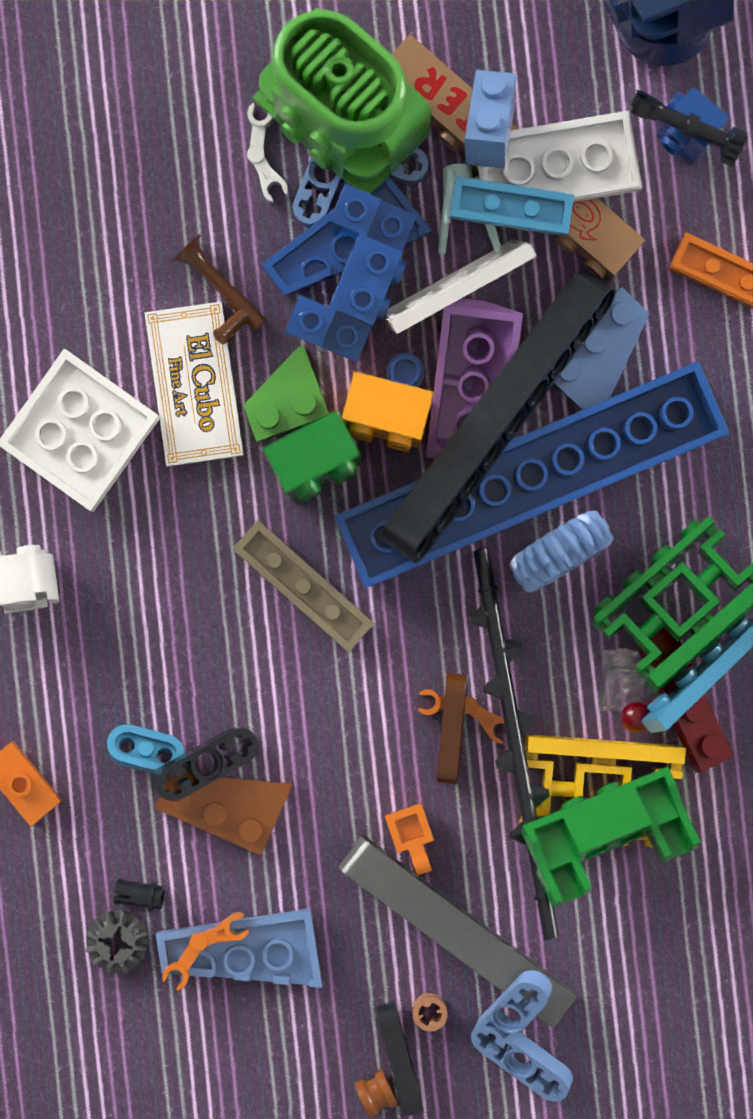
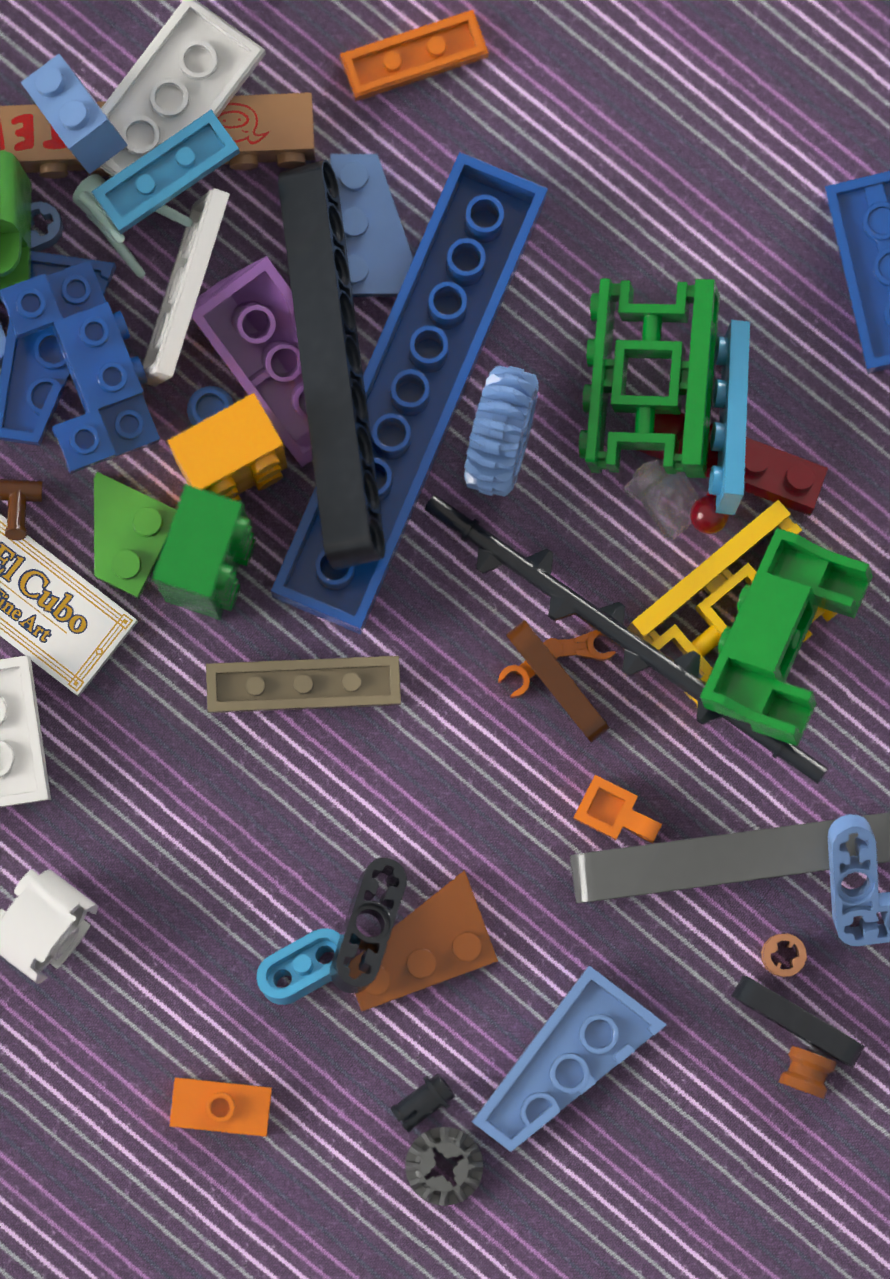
camera: 50 degrees left, 5 degrees down
(199, 941) = (518, 1088): orange piece -> none

